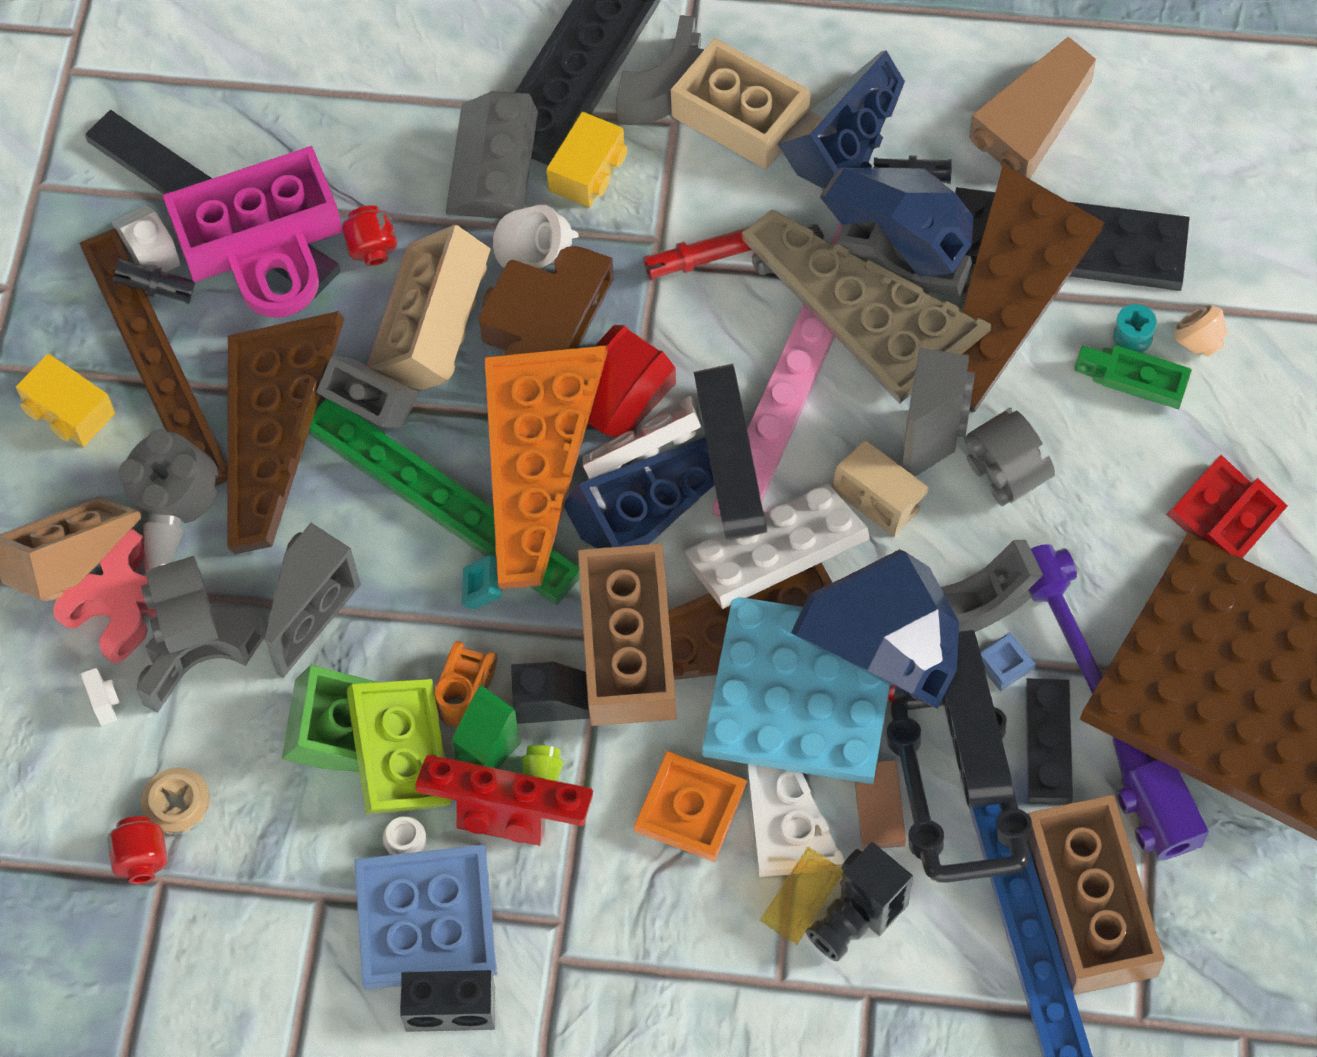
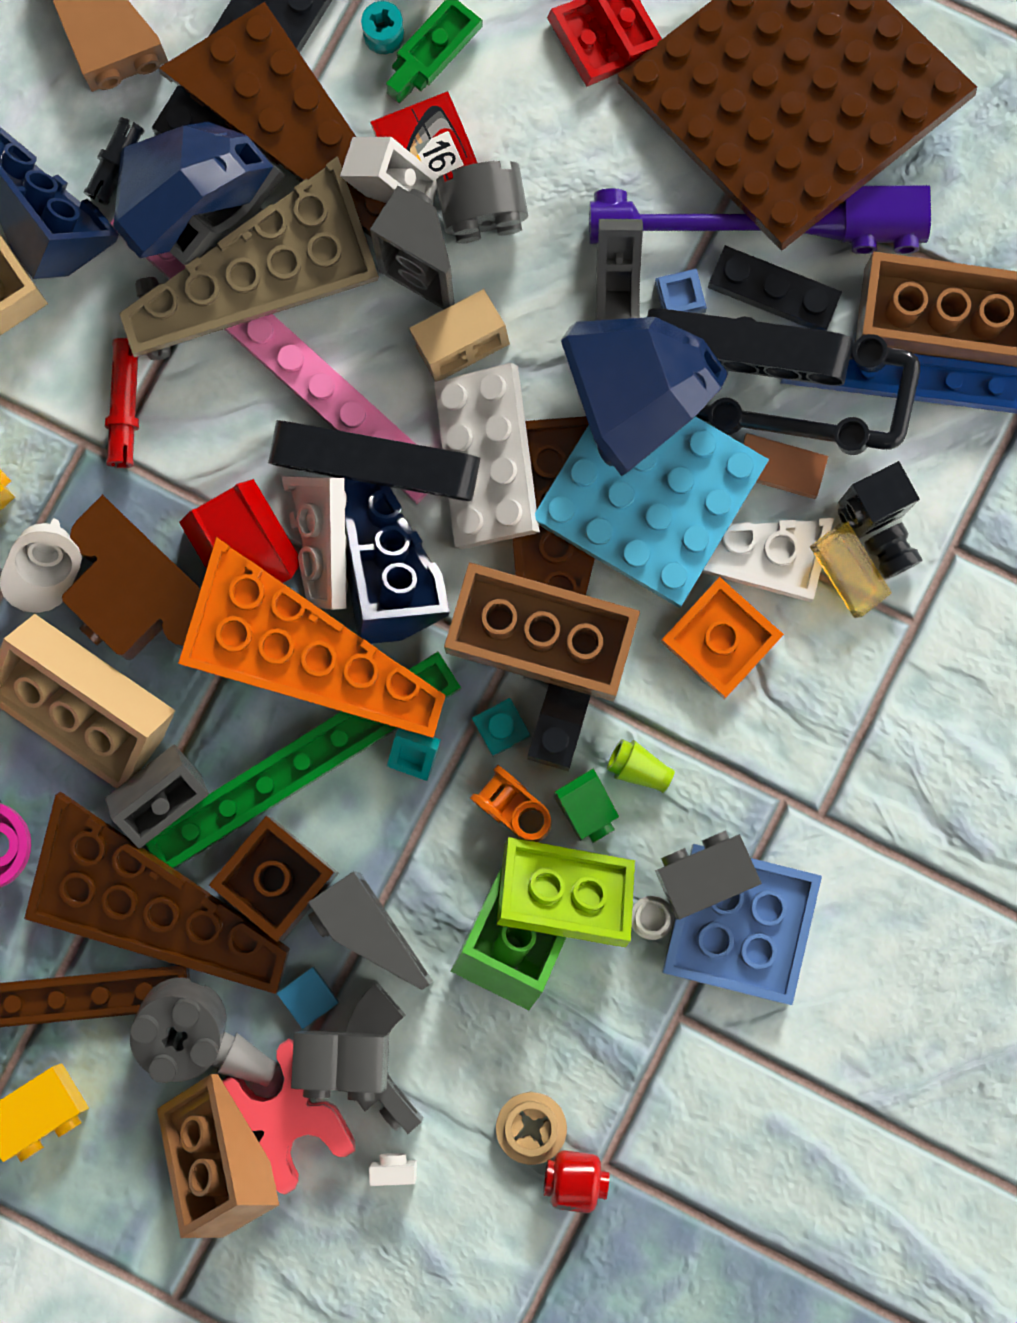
camera: 70 degrees left, 20 degrees up
(233, 578) = (308, 997): none -> dark azure tile
(331, 496) = (273, 879): none -> reddish brown brick
(447, 1000) = (838, 929): black brick -> none
(456, 856) = (707, 875): none -> dark grey brick
(501, 800) = (657, 809): red bracket -> none
(534, 646) = (501, 727): none -> teal plate
(995, 365) = (382, 164): none -> white slope
(1046, 396) = (430, 133): none -> slope

